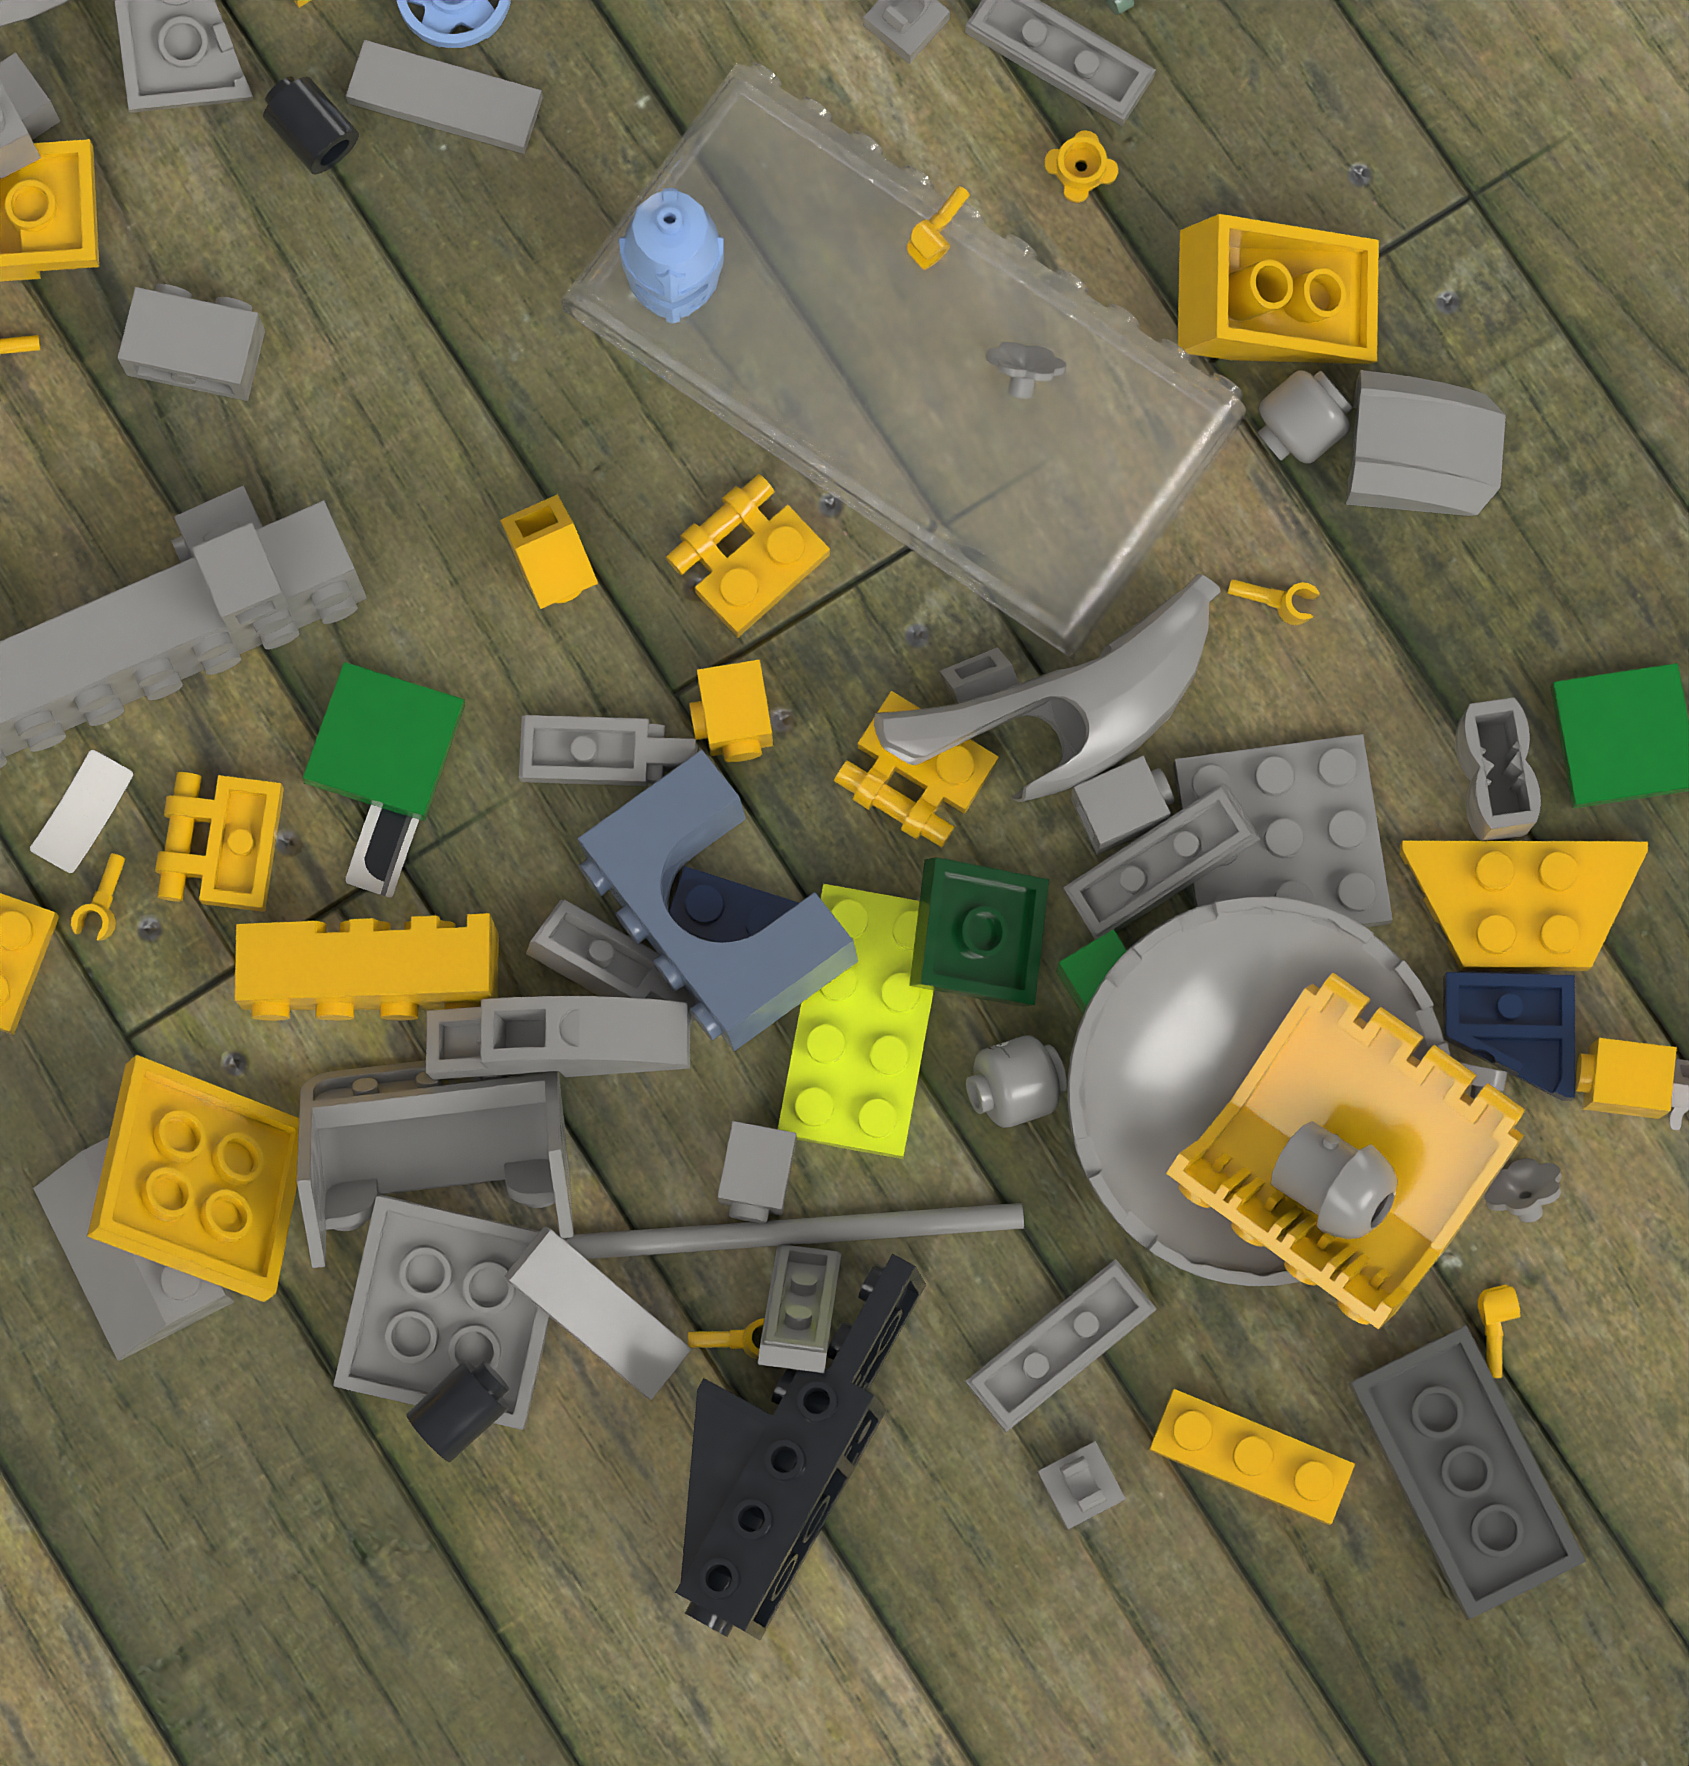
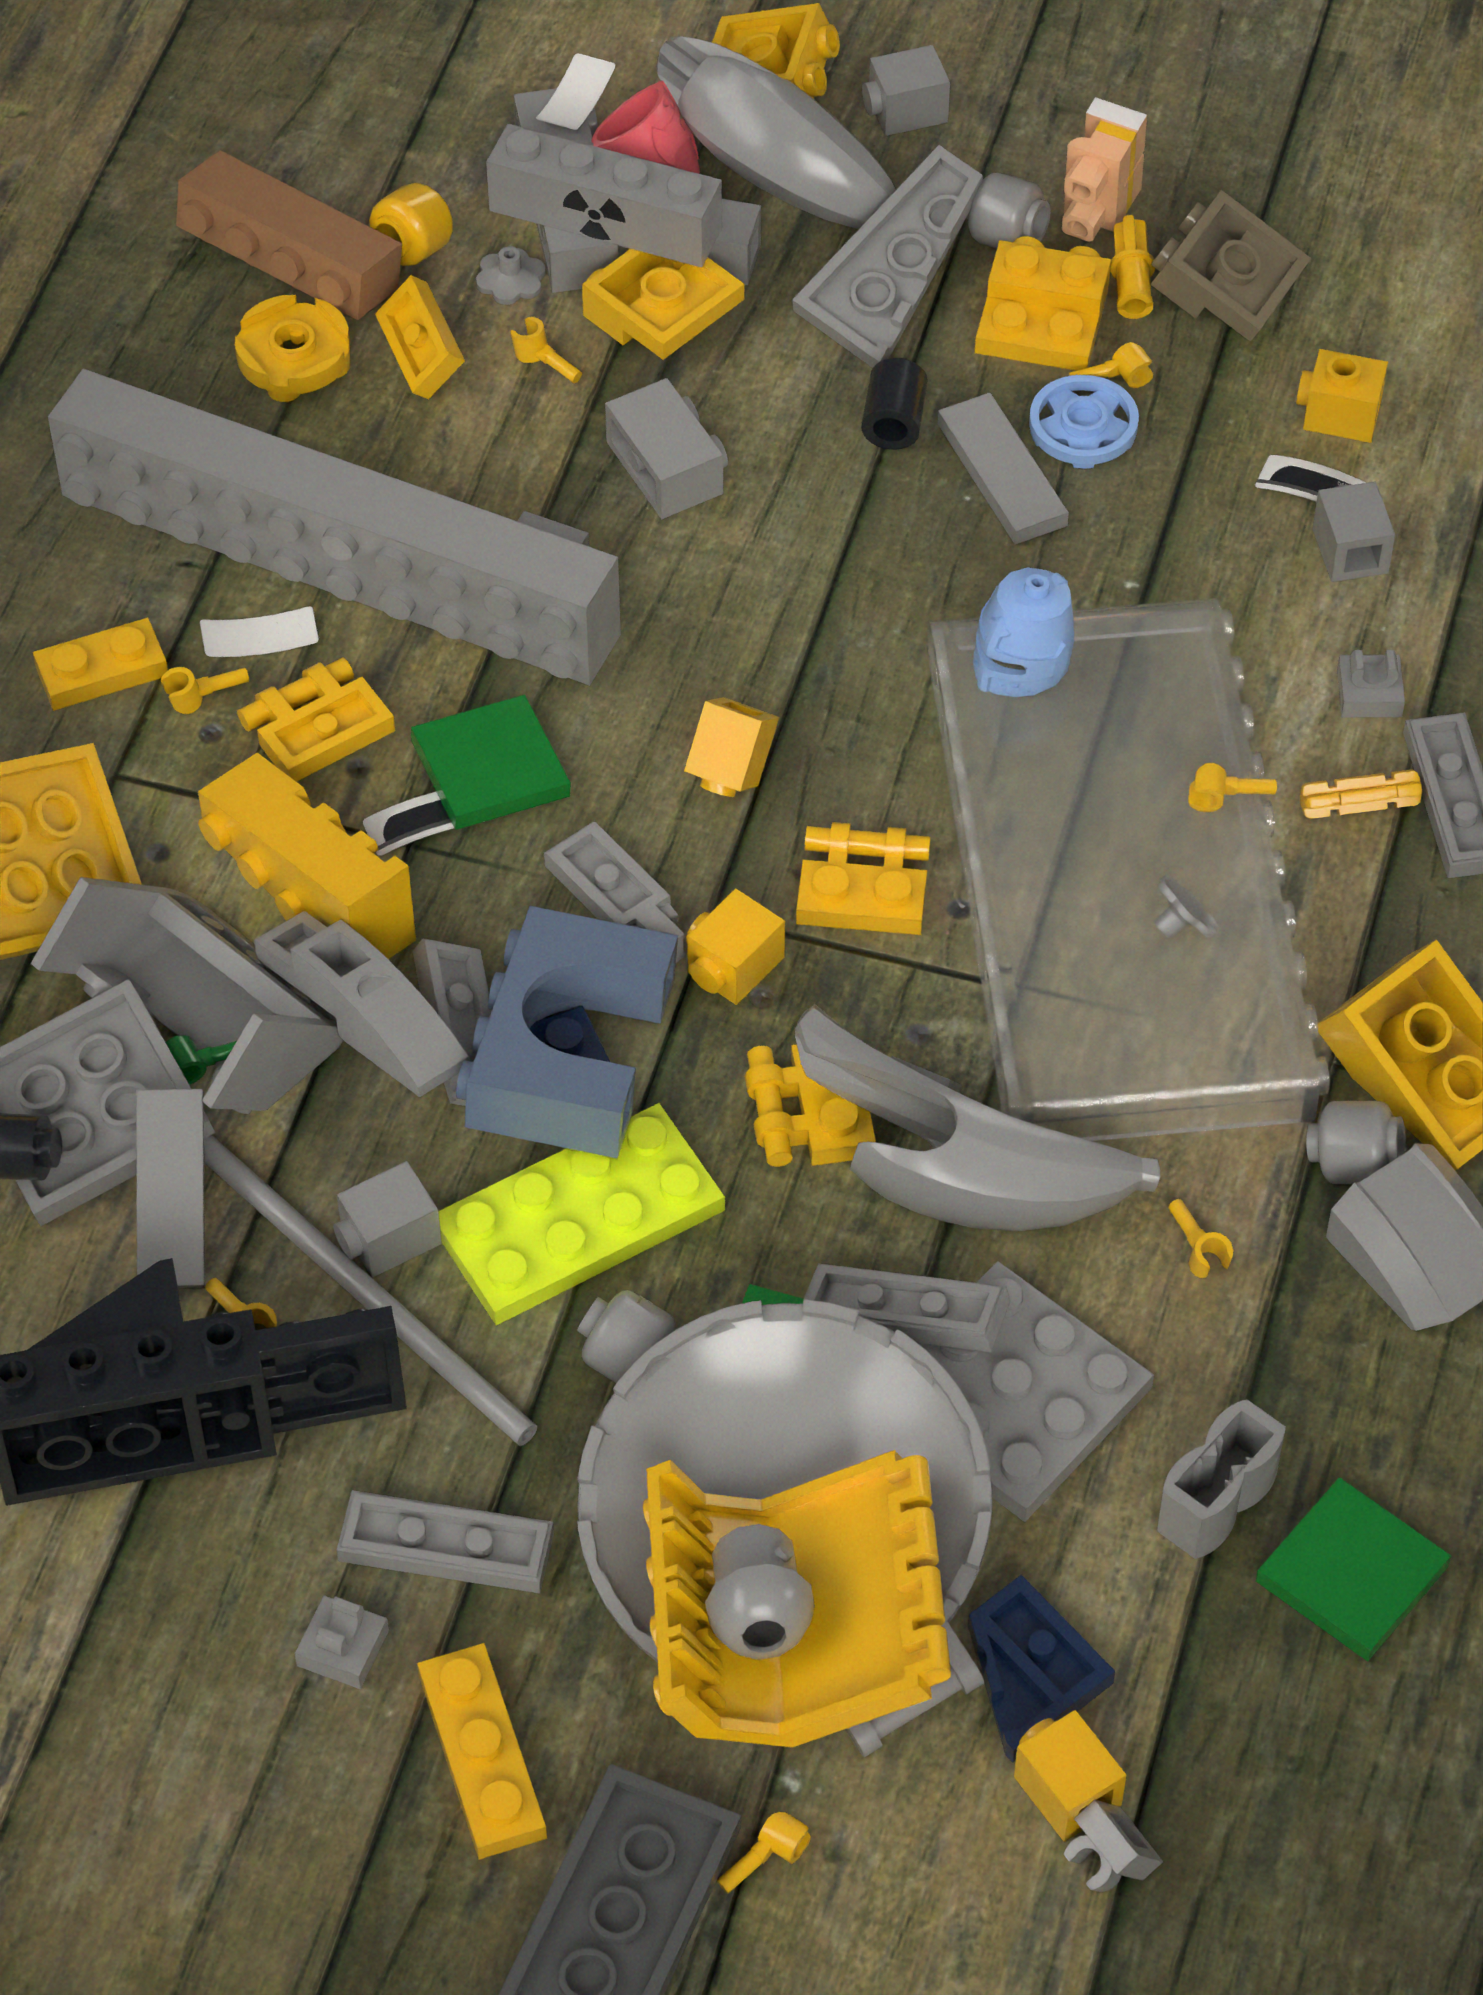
camera: 50 degrees right, 25 degrees down
(239, 575) = (505, 535): light grey brick -> none
(475, 1199) = (194, 1061): none -> green hand
(800, 1308) = (280, 1295): light grey tile -> none
(979, 932) = (721, 1223): dark green plate -> none
(1000, 121) = (1360, 794): none -> yellow axle
(1086, 149) = (1388, 853): yellow plate -> none
(1122, 804) = (923, 1241): light grey brick -> none
(1524, 899) = (1146, 1598): yellow wing -> none
(1524, 1189) = (898, 1778): light grey plant -> none

